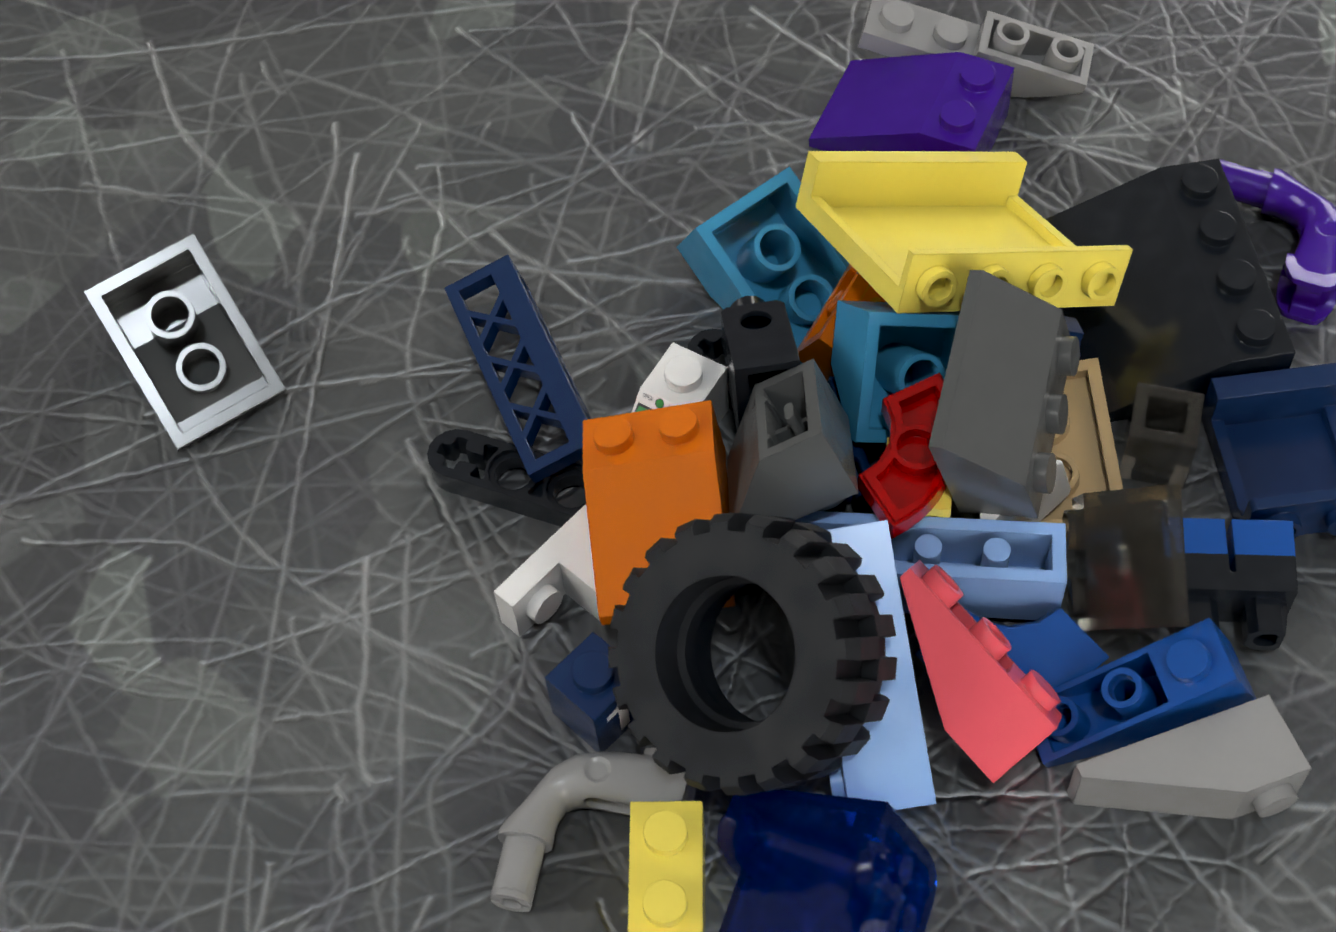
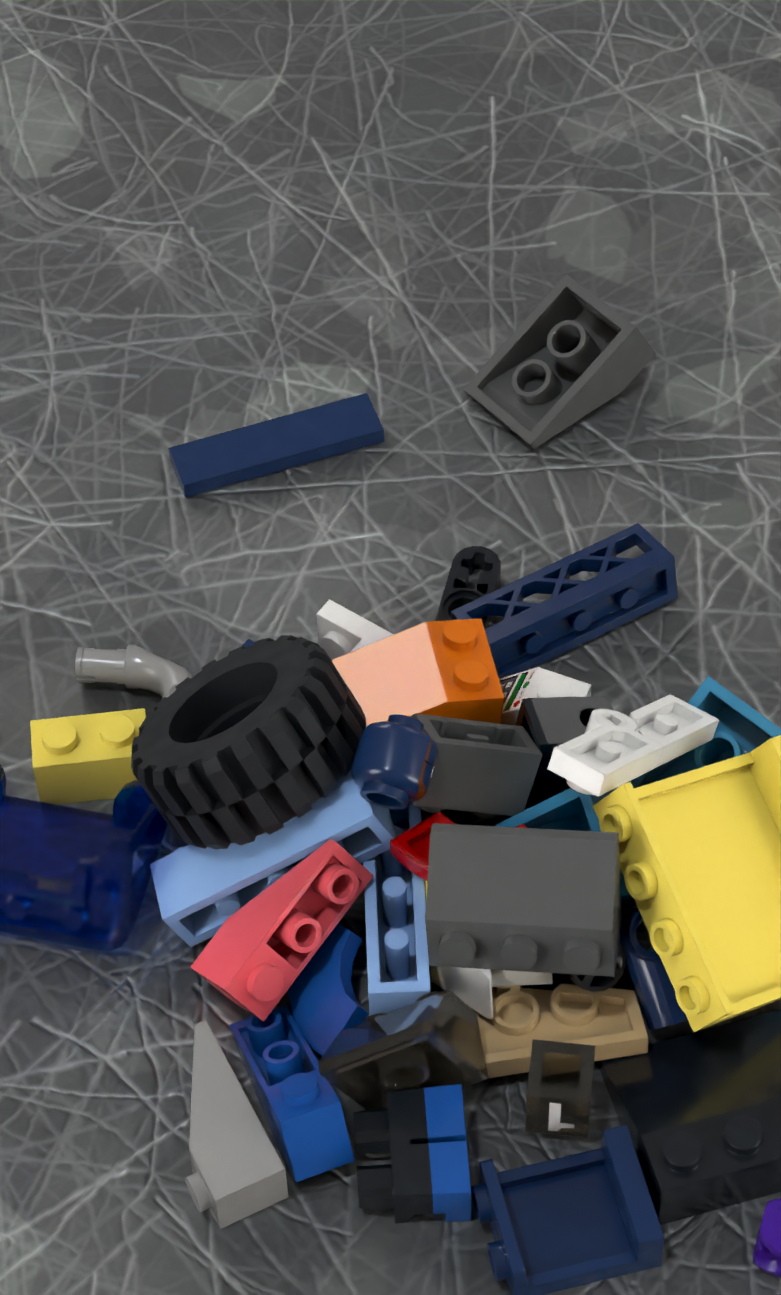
camera: 80 degrees right, 5 degrees down
(205, 659) = (276, 444): none -> dark blue tile
(813, 275) = (626, 747): none -> white hinge
(838, 478) = (394, 762): none -> dark blue head

